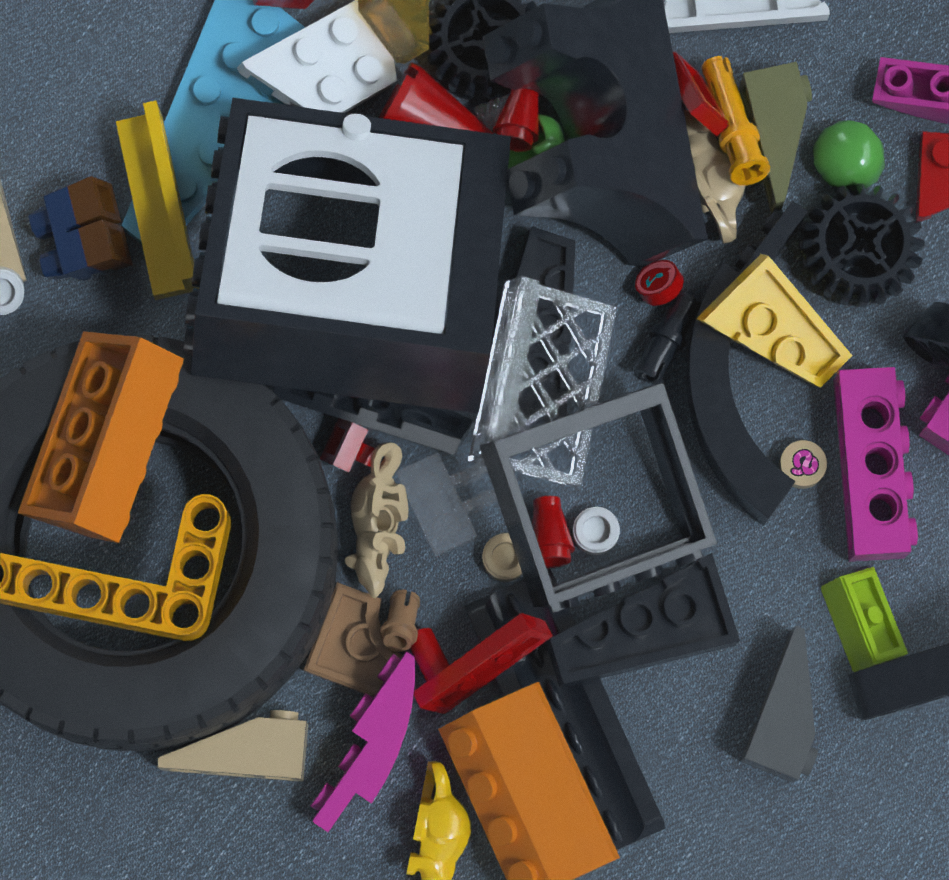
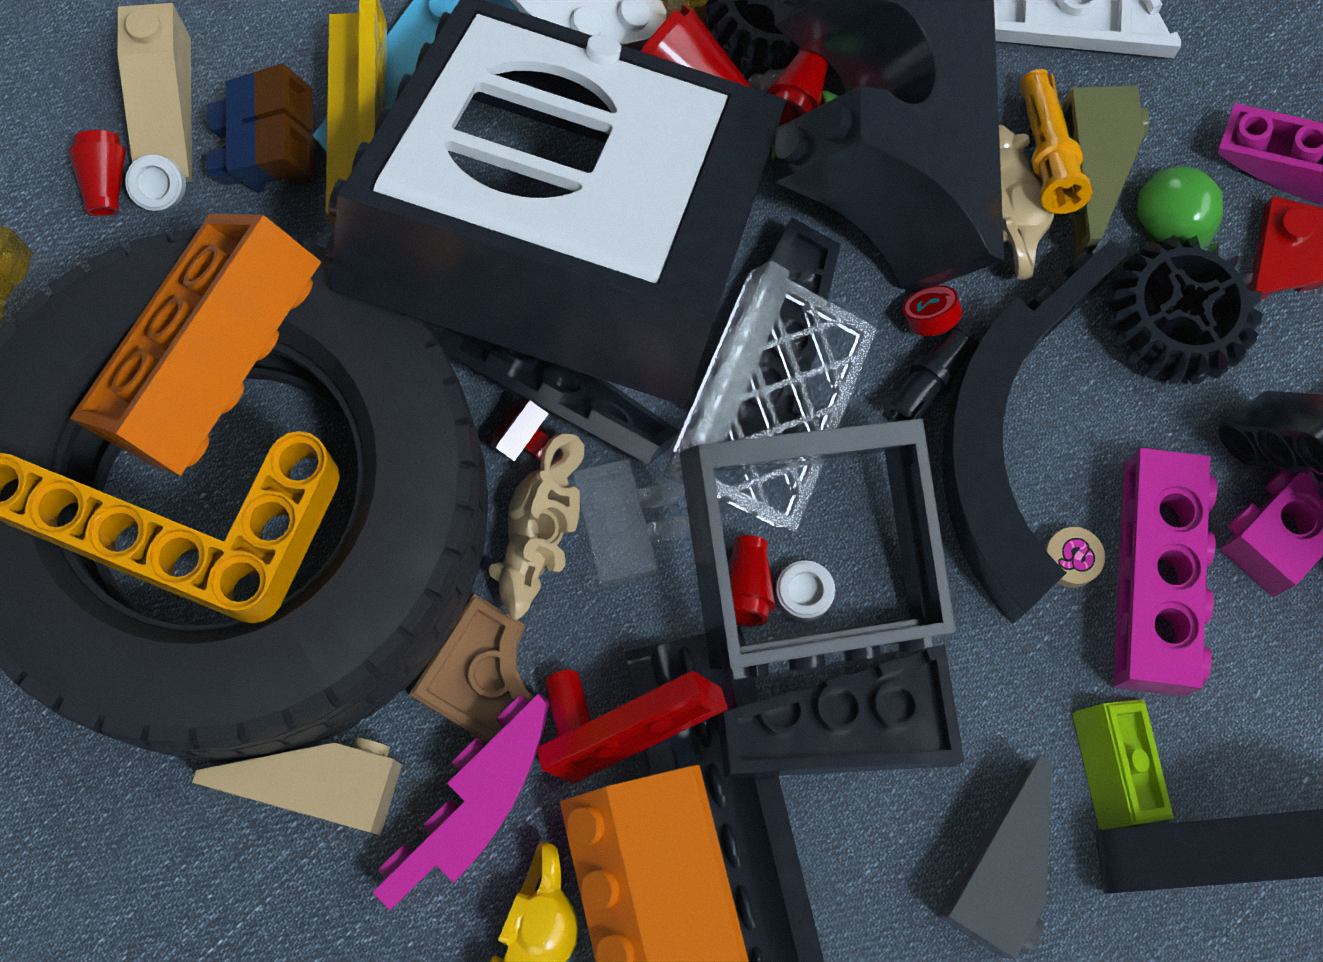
camera: 10 degrees right, 5 degrees down
(400, 629) = (537, 665): medium nougat pin -> none
(500, 559) = (681, 603): tan tile -> none
(698, 97) = (1019, 107): red tile -> none
(777, 323) = (1071, 378): yellow wing -> none

